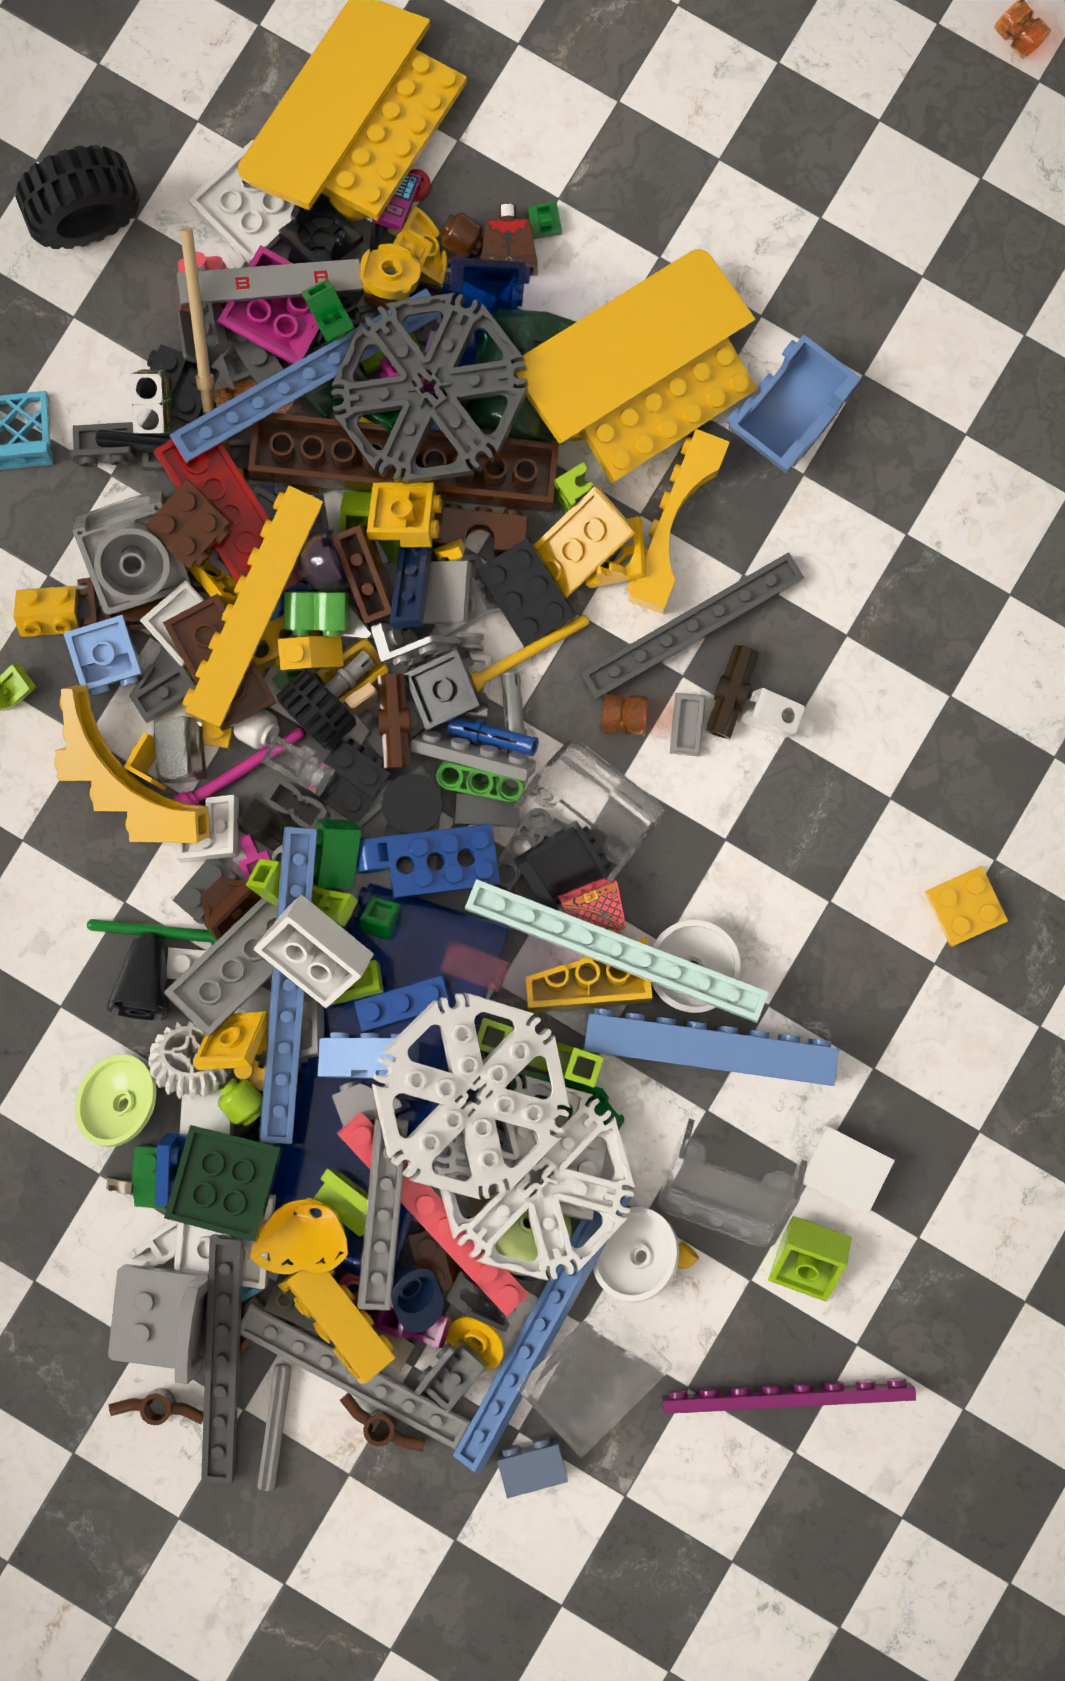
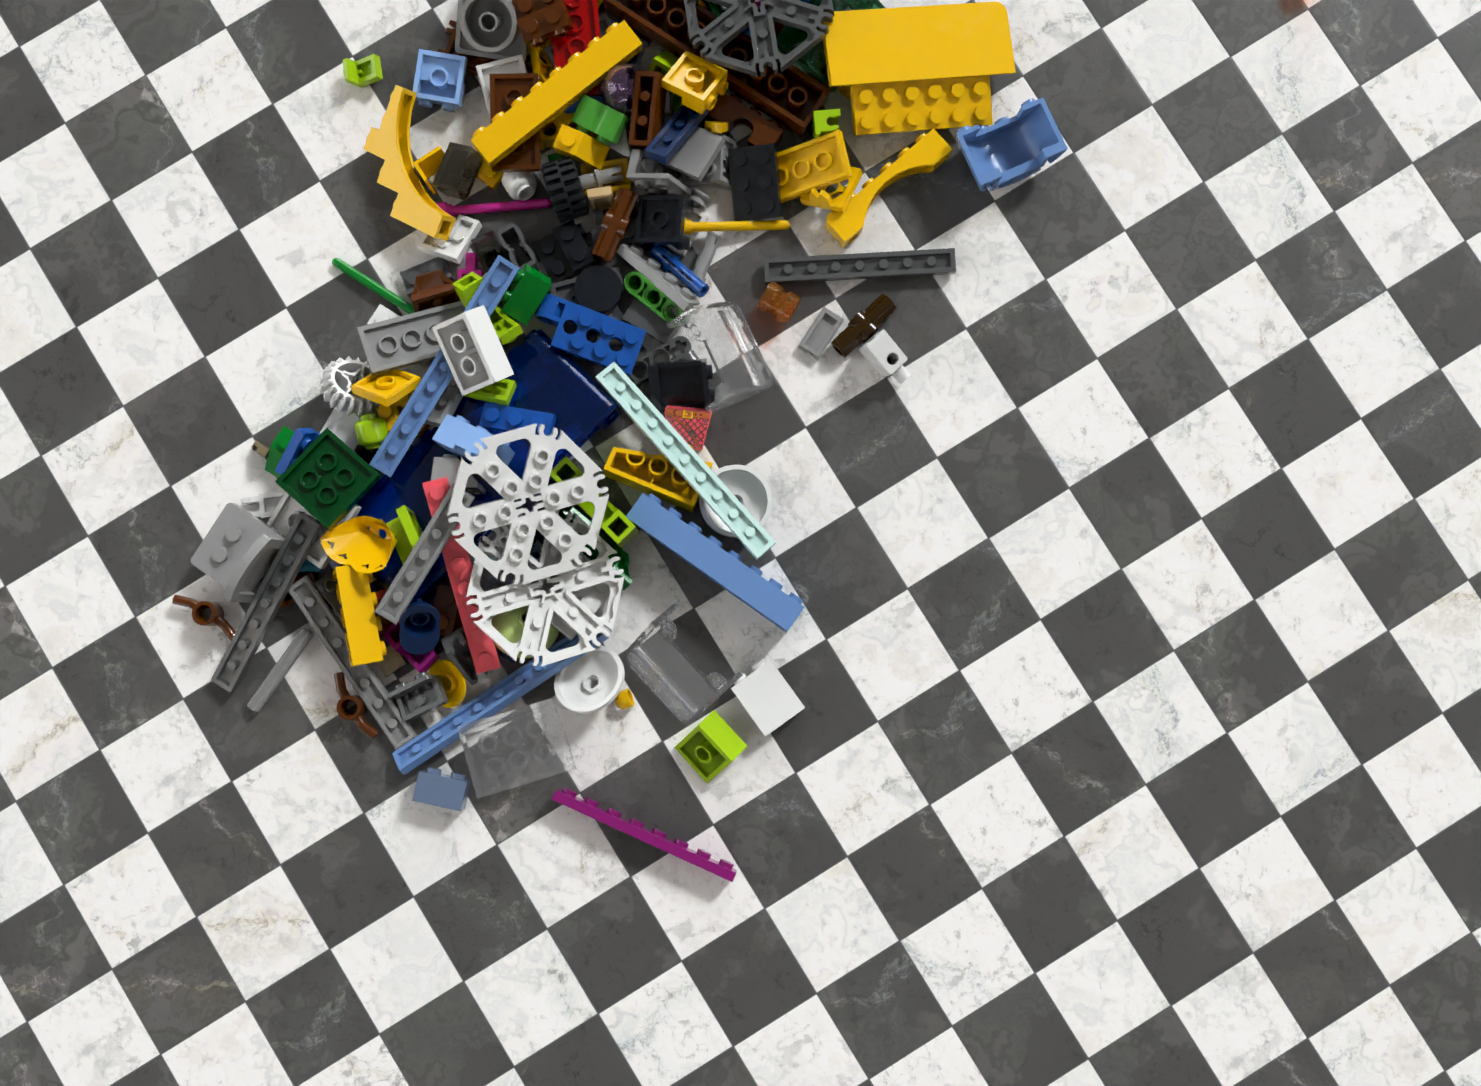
camera: 30 degrees right, 0 degrees up
(46, 611) = (416, 30): yellow bracket -> none
(104, 1097) = (287, 388): yellowish green dish -> none
(142, 981) = (346, 315): black cone -> none
(162, 687) = (463, 123): dark grey wing -> none
(298, 765) = (533, 221): clear brick -> none
(380, 918) = (533, 354): green slope -> none
(475, 966) = (580, 419): clear pink tile -> none
(966, 906) = (950, 559): yellow plate -> none

